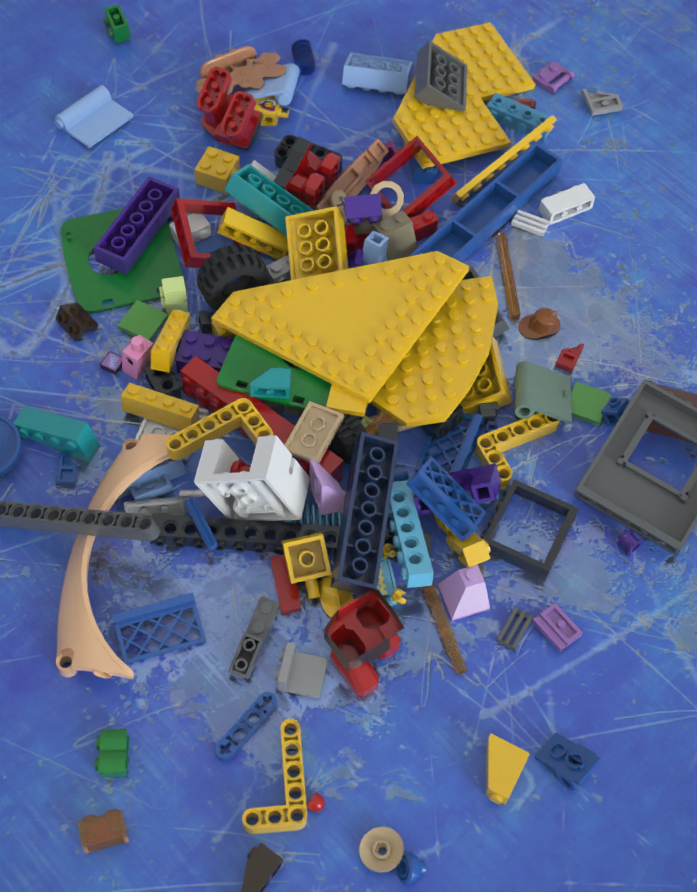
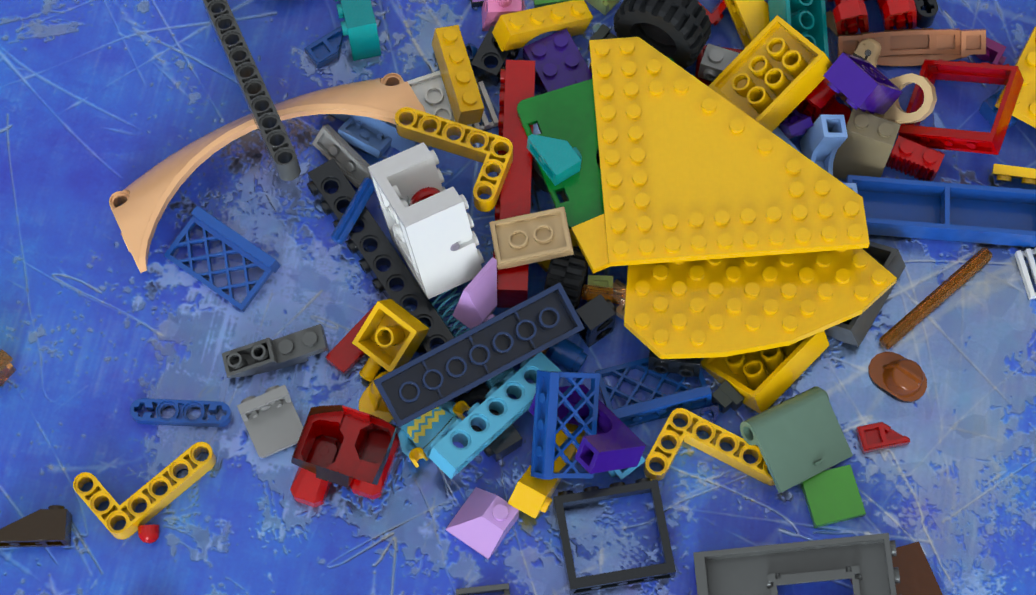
camera: 55 degrees right, 10 degrees up
(113, 753) = (66, 313): green brick -> none
(445, 629) = (436, 518): clear orange axle -> none
(614, 410) = (841, 527): blue brick -> none

